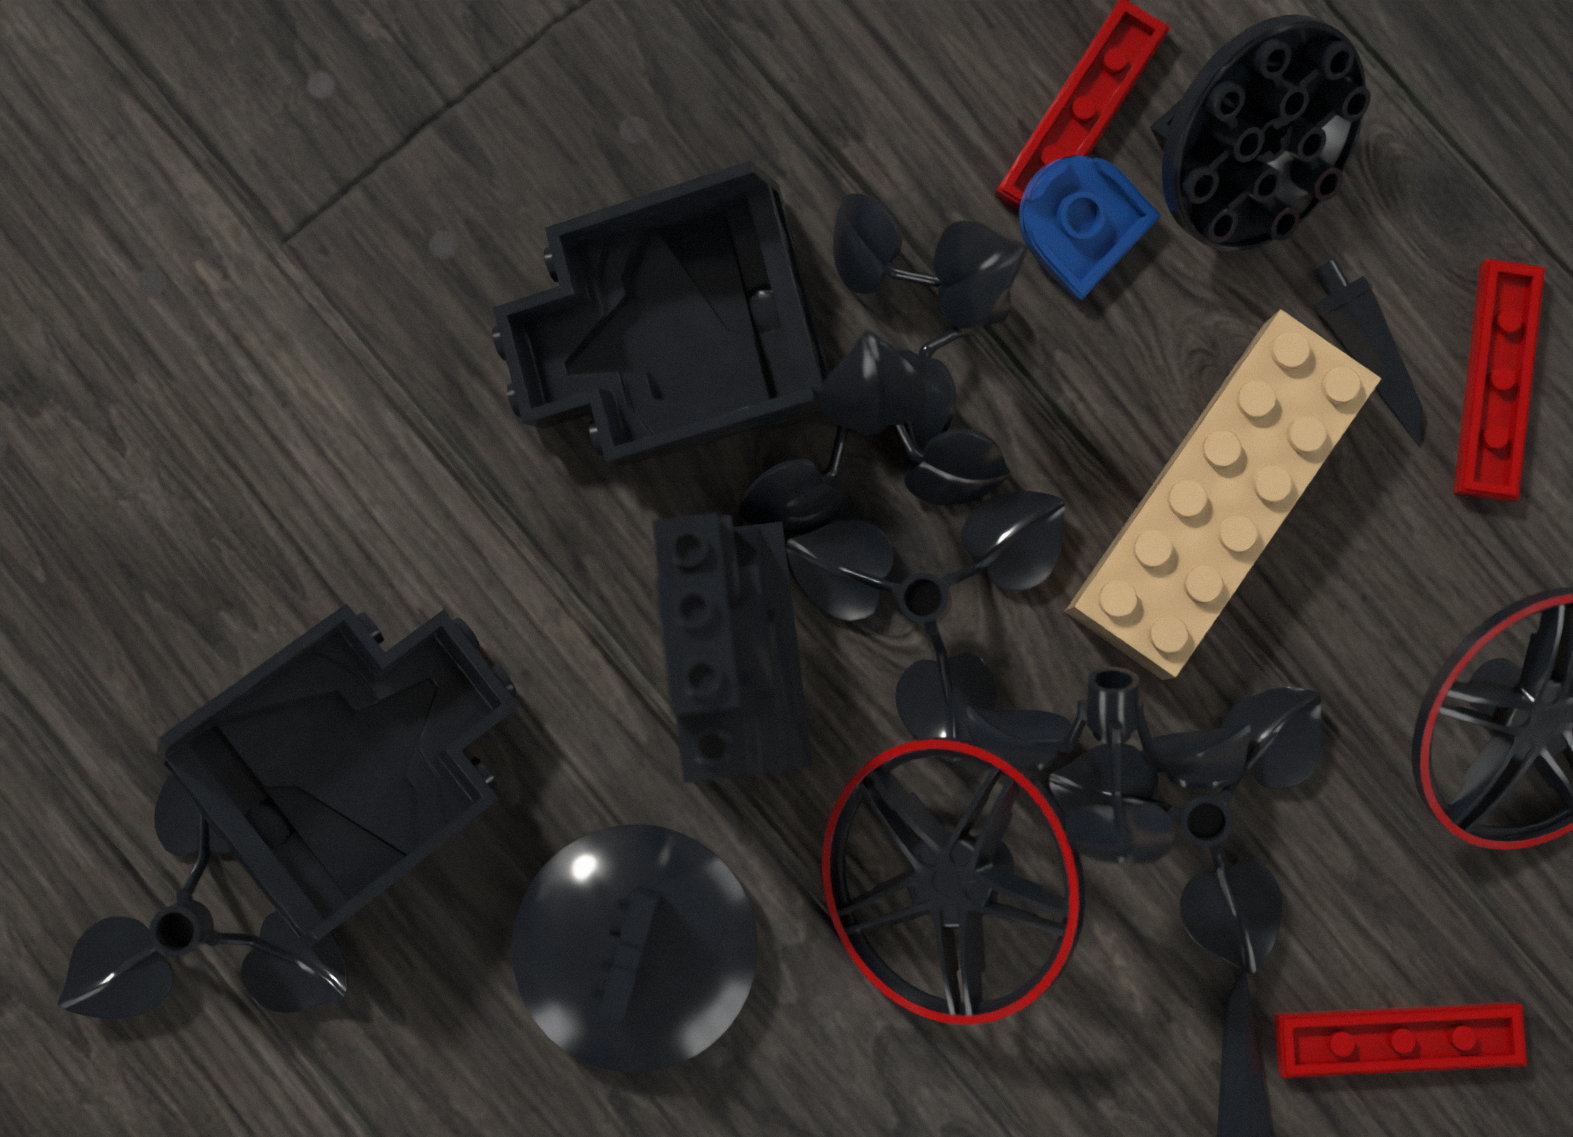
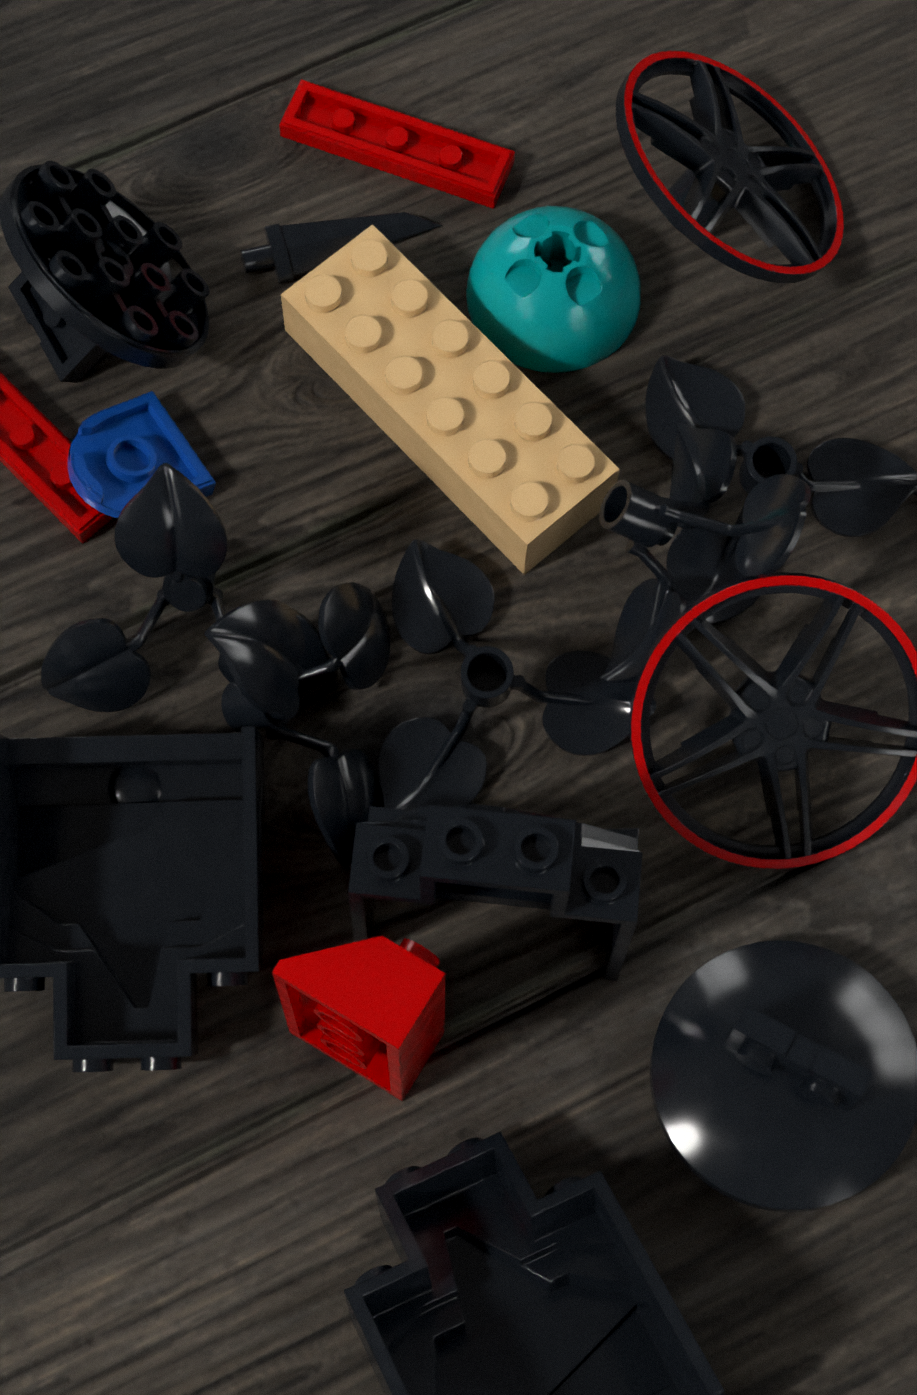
camera: 75 degrees left, 15 degrees down
(573, 567) = (367, 1007): none -> red slope
(1342, 580) = (557, 313): none -> teal piece

